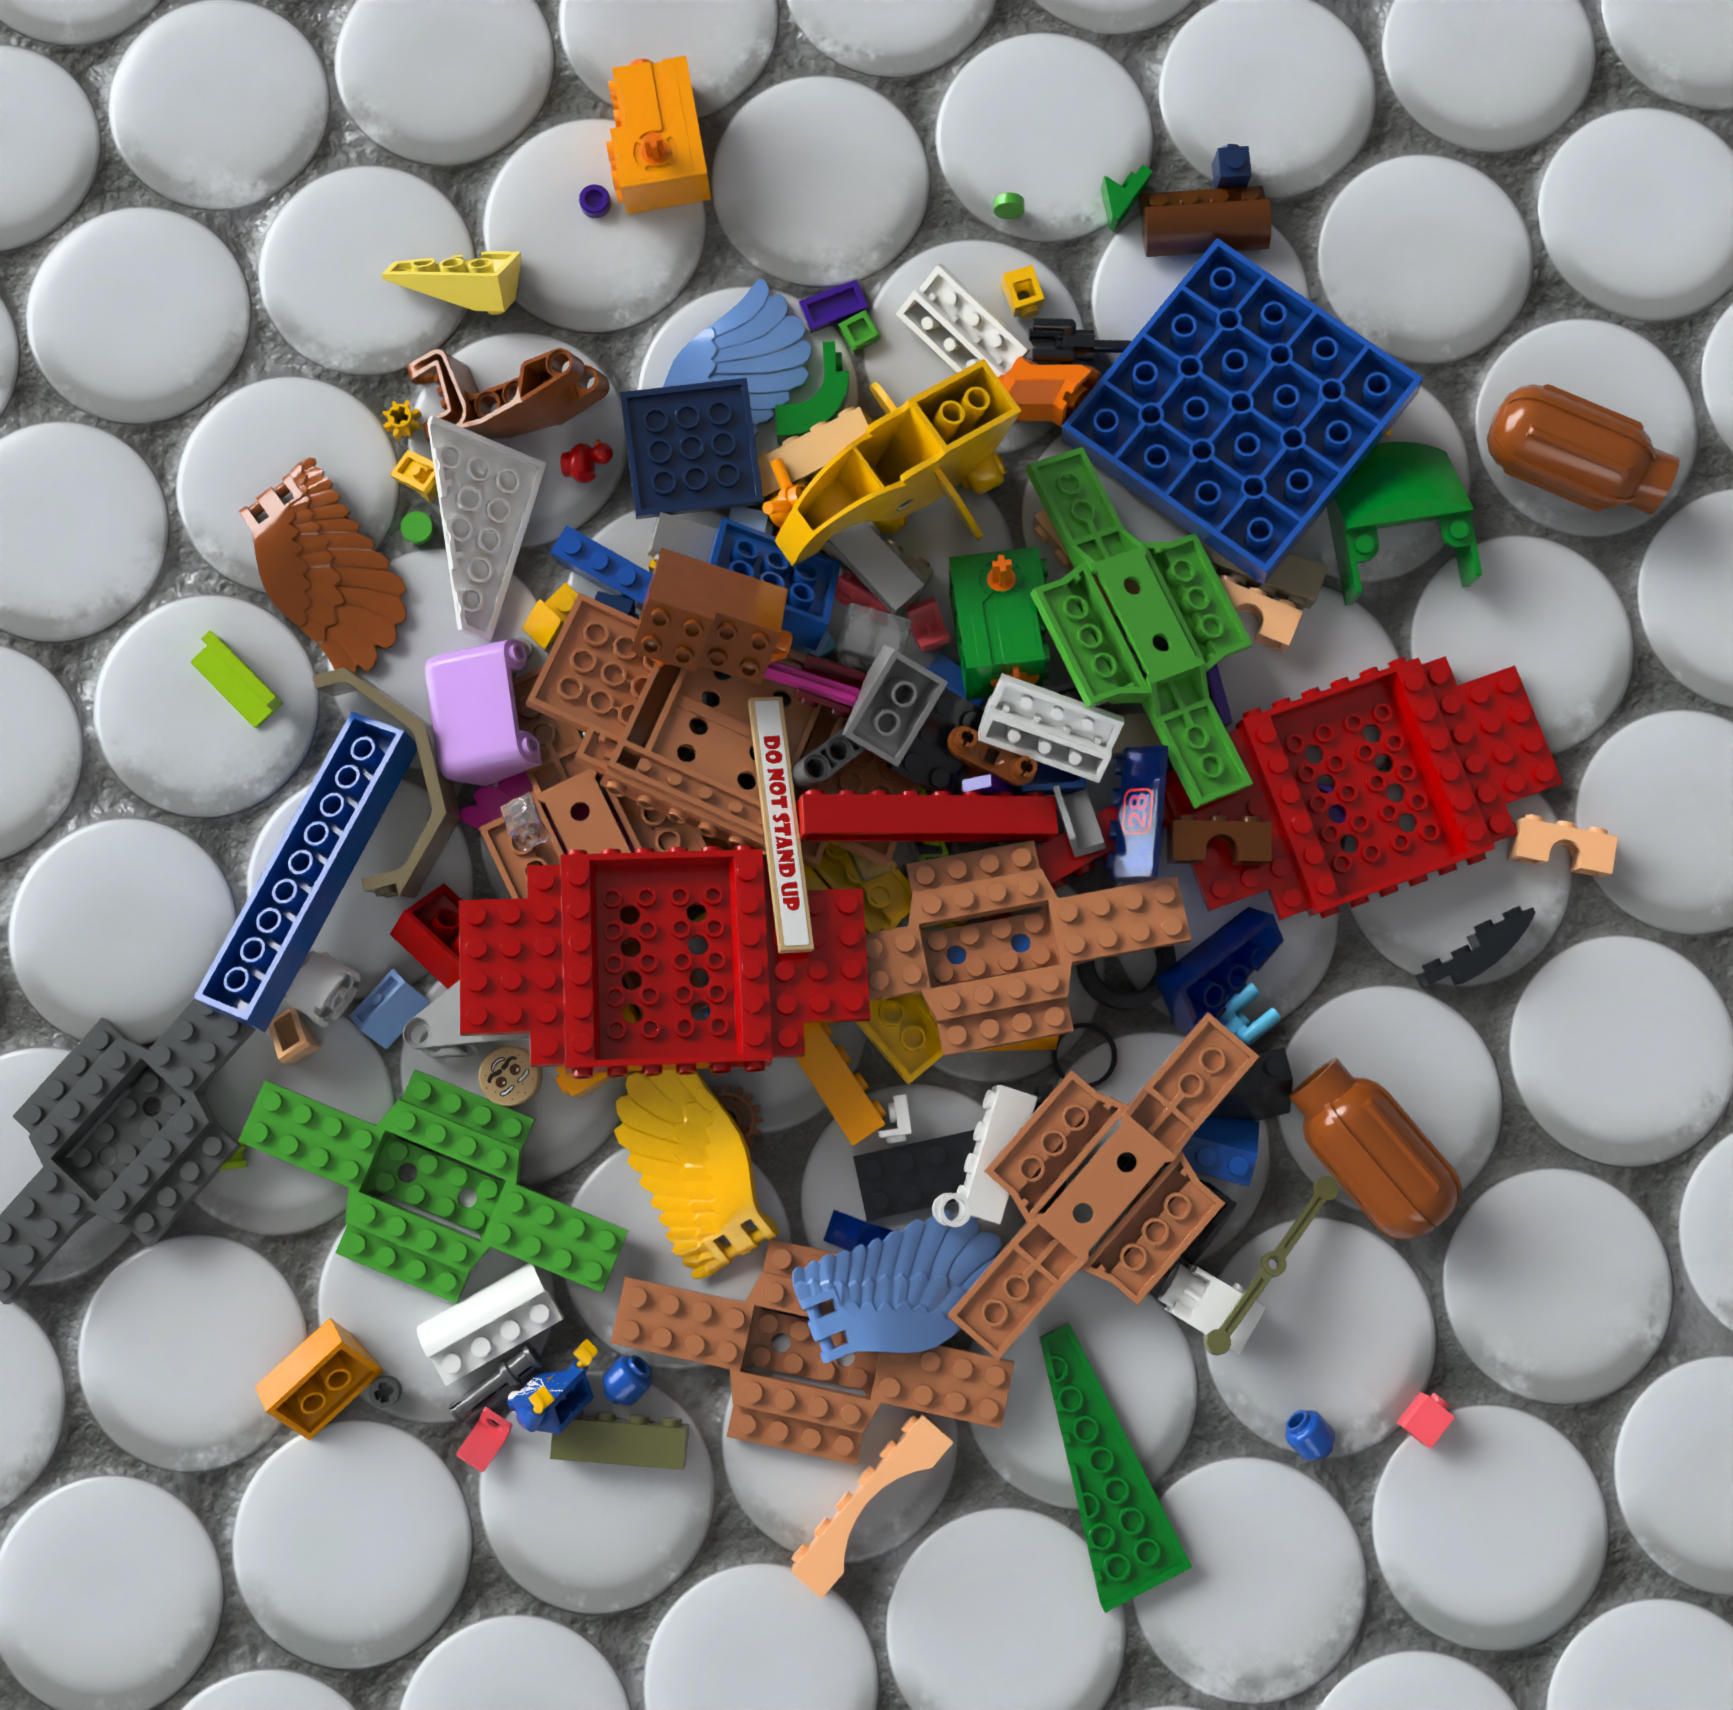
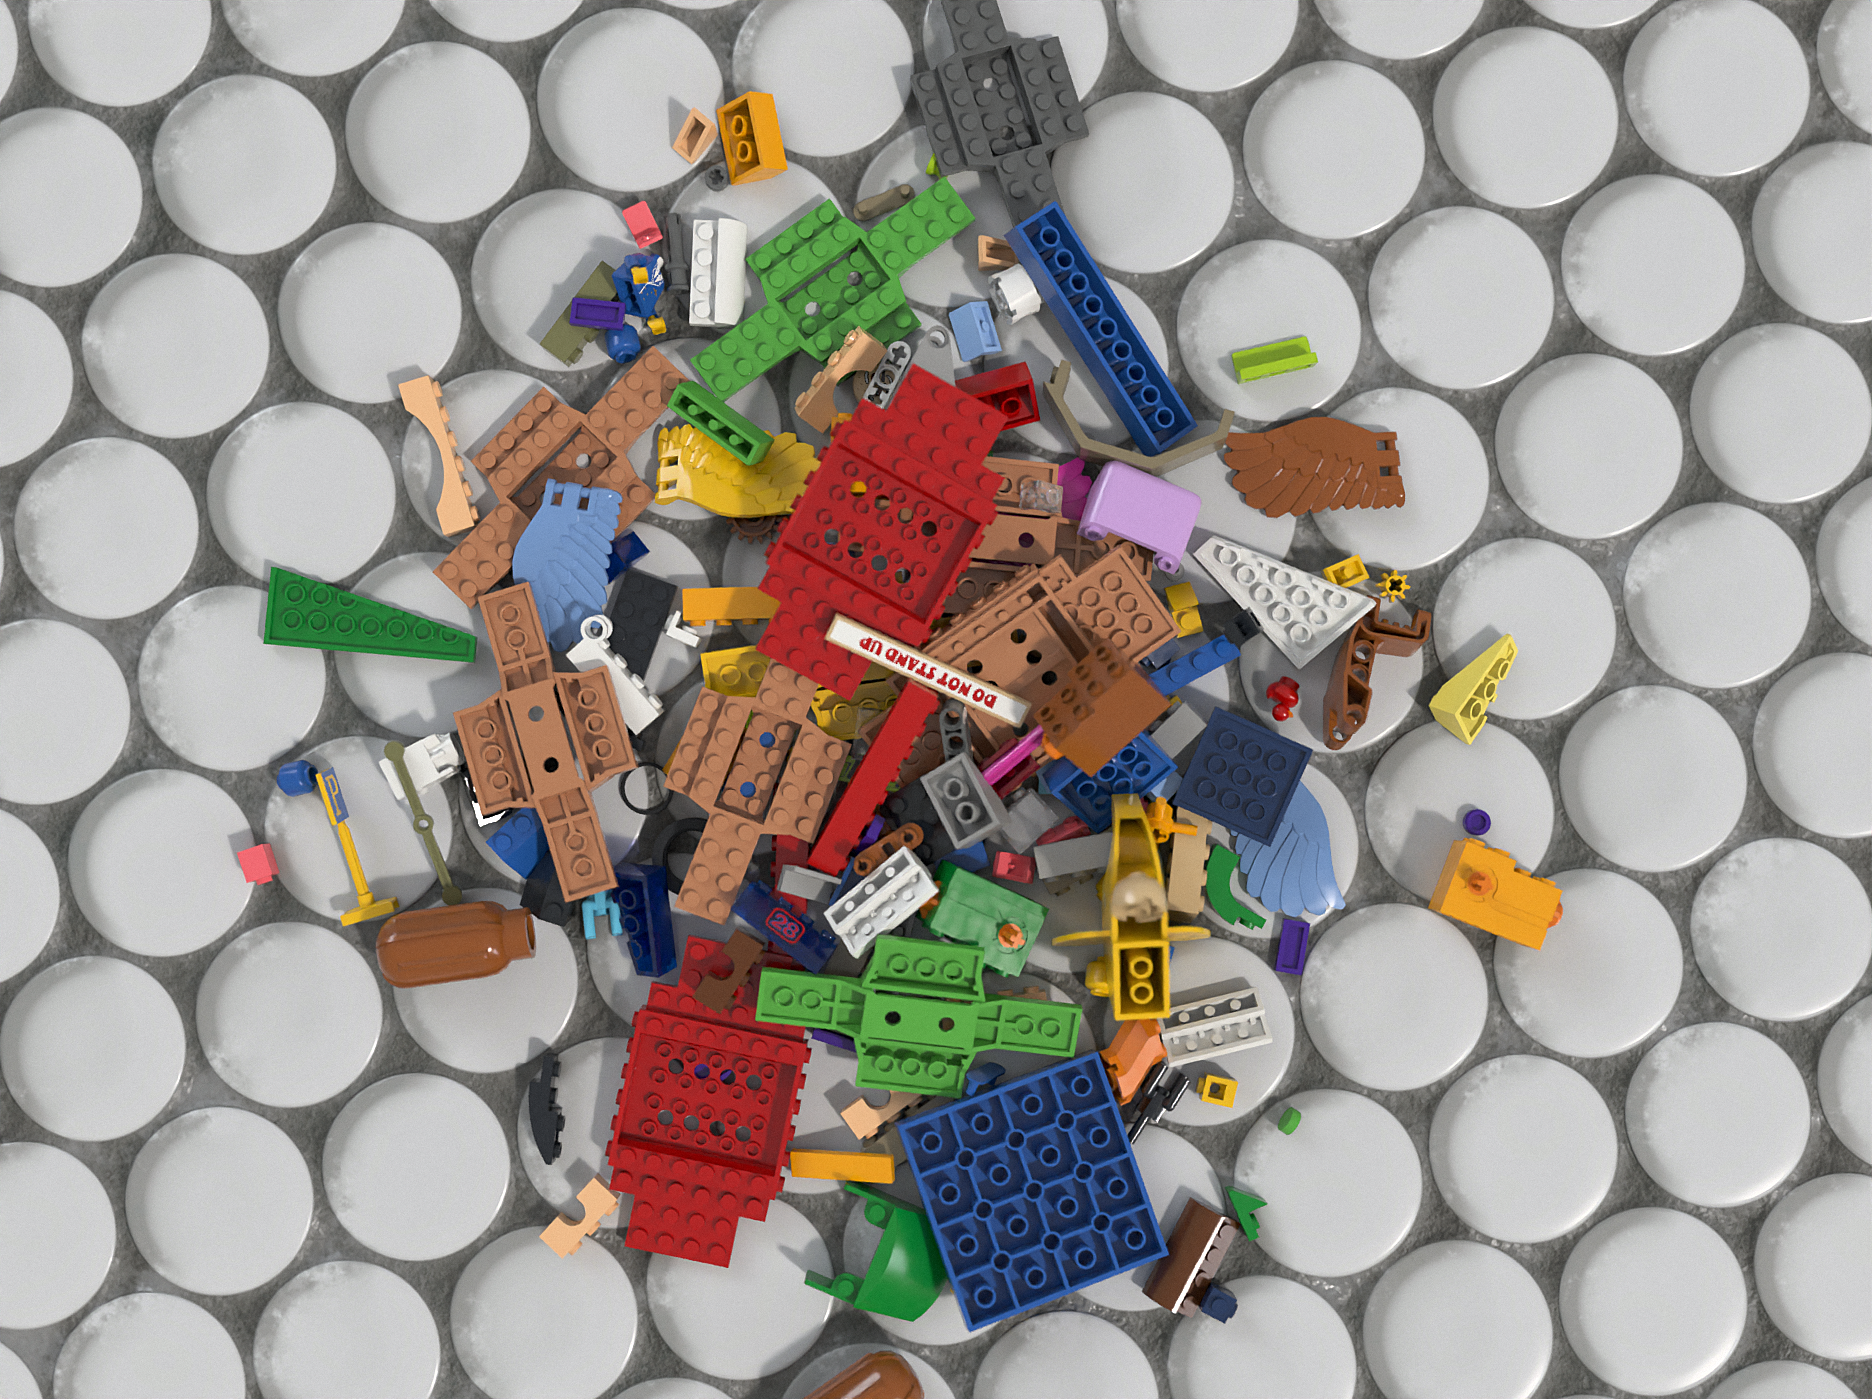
camera: 115 degrees right, 5 degrees up
(306, 1192) = (883, 202): none -> dark tan piece
(352, 1443) = (695, 136): none -> light nougat slope
(417, 528) = (1307, 550): bright green tile -> none
(469, 1061) = (889, 356): none -> white beam
(487, 1114) = (858, 353): none -> light nougat arch
(536, 534) = (1242, 627): none -> black slope
(612, 1424) = (597, 314): none -> dark purple tile
(650, 1214) = (720, 422): none -> bright green brick
(859, 331) = (1261, 953): bright green tile -> none
(883, 452) = (1138, 897): none -> tan cylinder
(1158, 525) = (984, 1074): none -> blue piece
(1339, 611) = (842, 1165): none -> light orange tile
(1395, 1270) = (338, 813): none -> yellow piece

